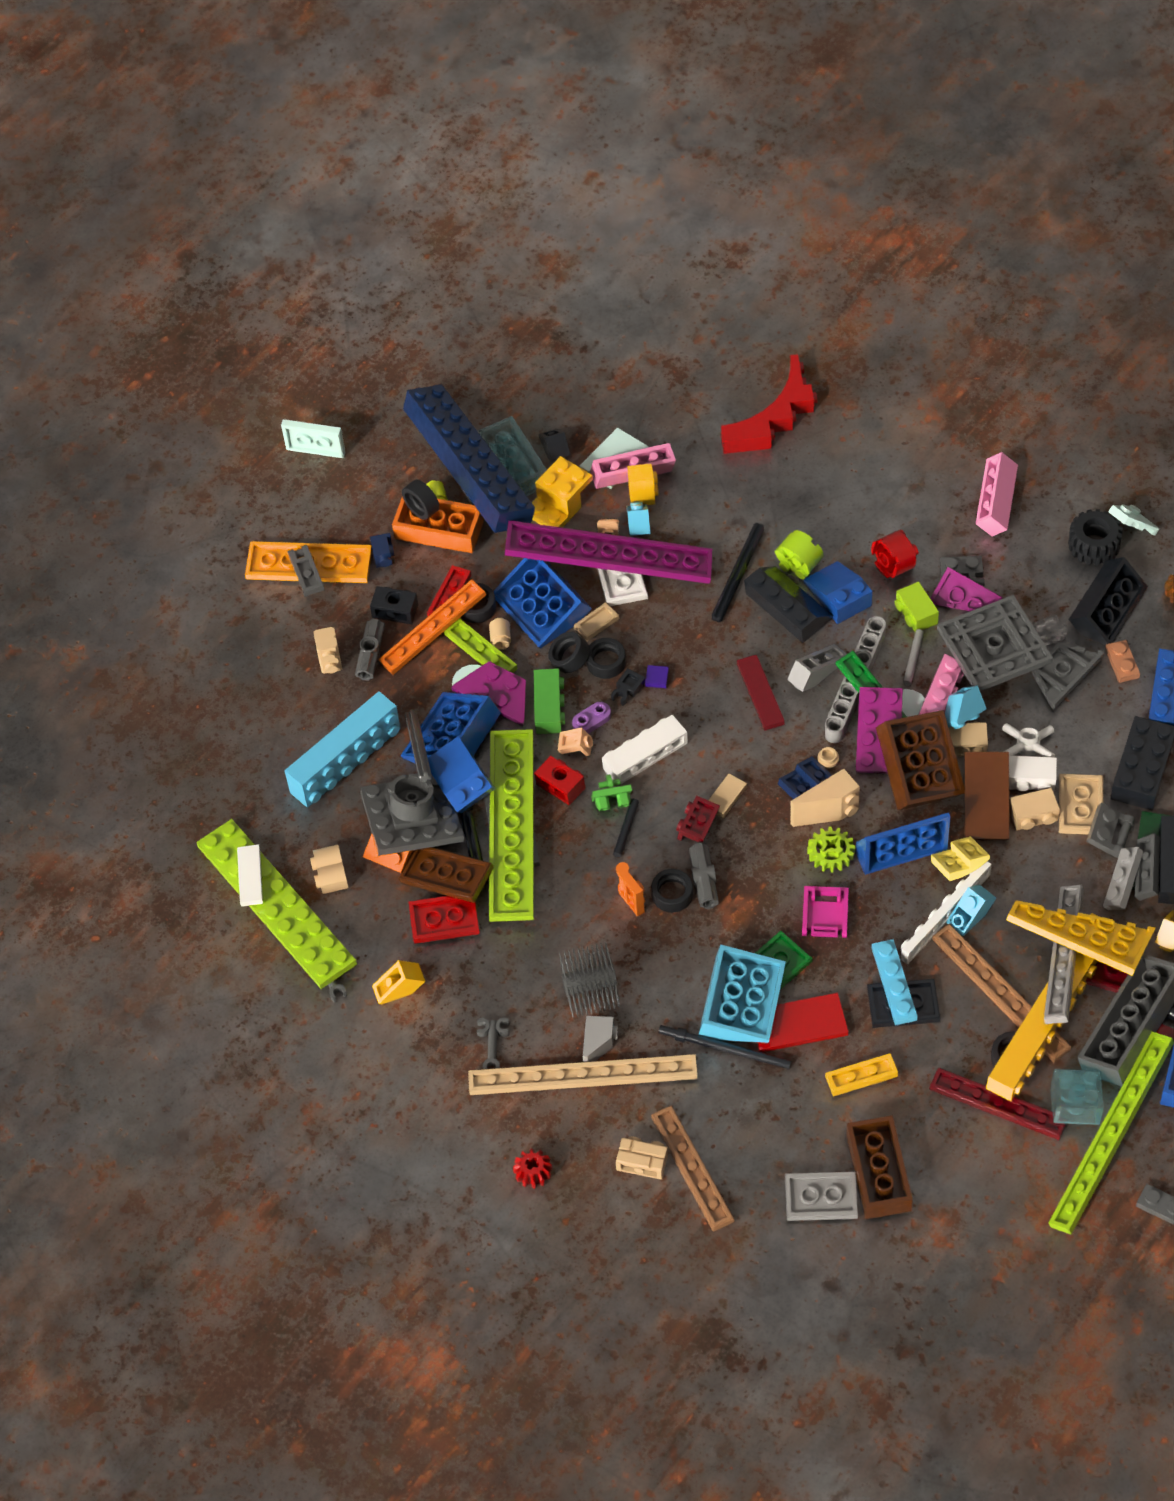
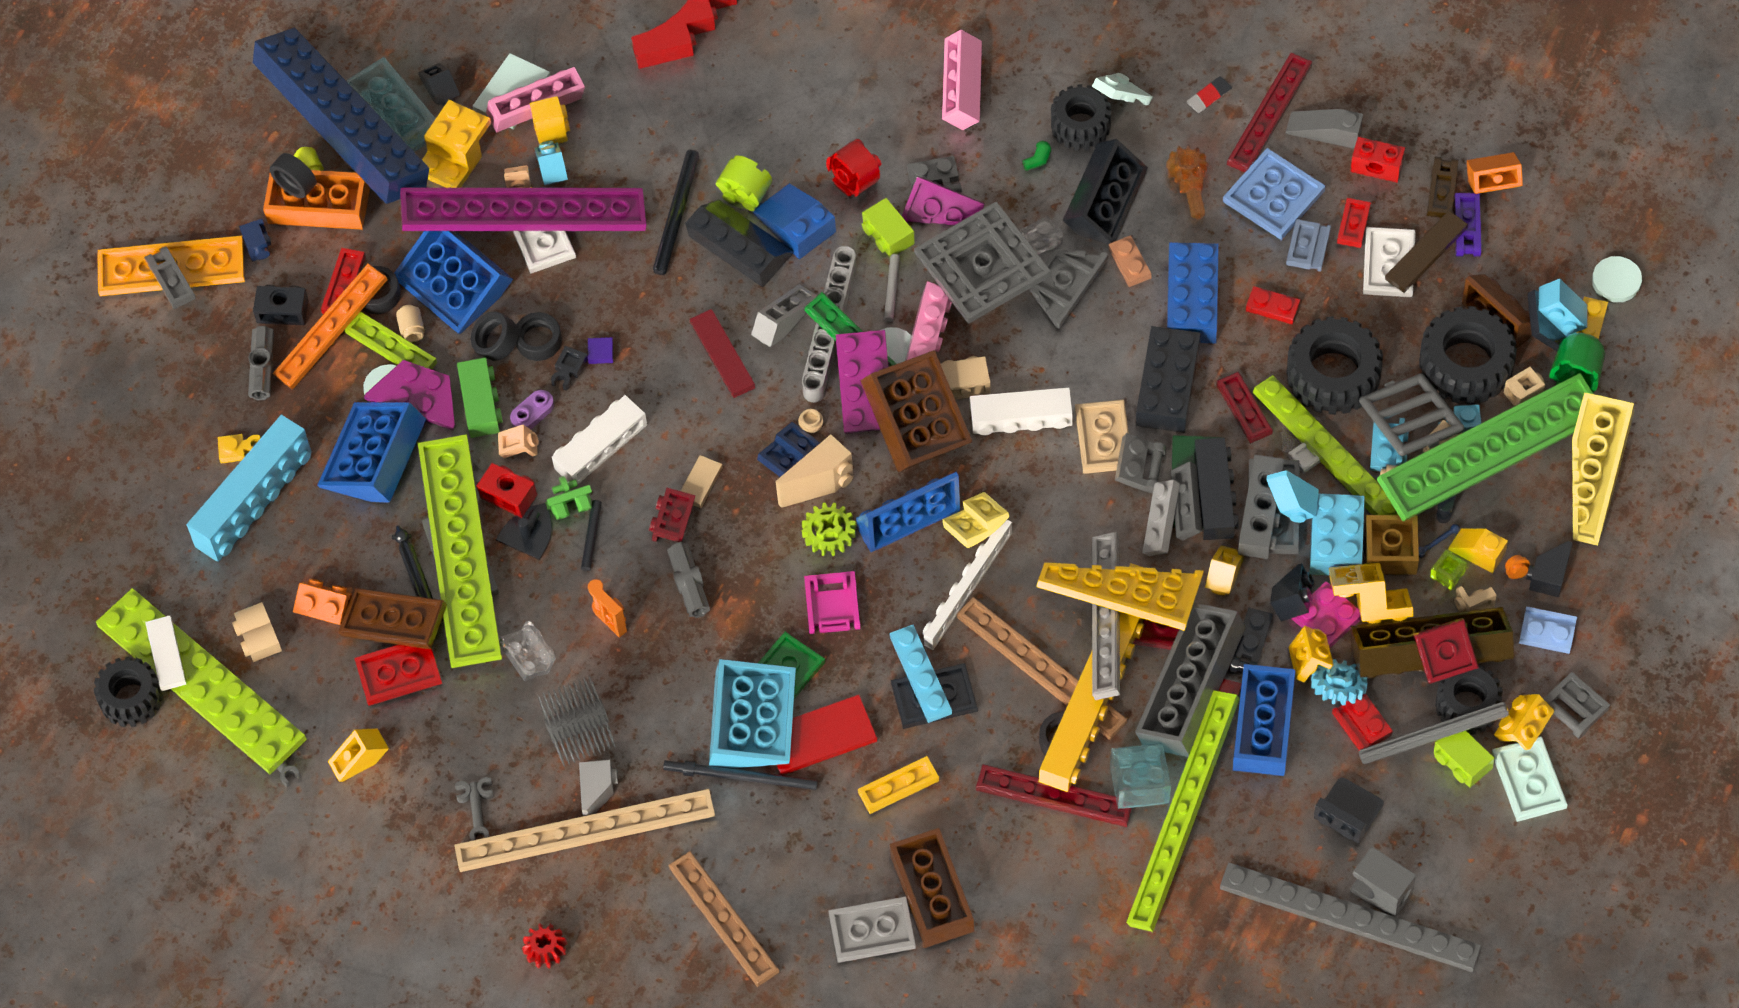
camera: 10 degrees left, 5 degrees up
(213, 888) = (123, 674): none -> black tyre
(313, 438) = (152, 114): light aqua tile -> none
(327, 650) = (212, 371): tan brick -> none
(335, 714) = (234, 447): none -> yellow plate
(410, 815) = (341, 554): dark grey piece -> none
(418, 746) = (337, 473): dark grey axle -> none
(459, 775) = (390, 501): blue slope -> none
(557, 917) = (528, 652): none -> clear bracket
(573, 818) = (529, 533): none -> black shield
(596, 621) = (520, 293): tan tile -> none
(642, 1157) = (665, 915): tan brick -> none
(672, 875) = (649, 585): black tyre -> none
(964, 706) = (957, 341): medium azure slope -> none
(971, 909) = (995, 576): medium azure slope -> none
(987, 795) = (996, 442): reddish brown tile -> none
(1028, 741) = (1035, 371): white bar -> none
(1034, 809) = (1051, 450): tan brick -> none
(1056, 565) = (1040, 157): none -> green arm

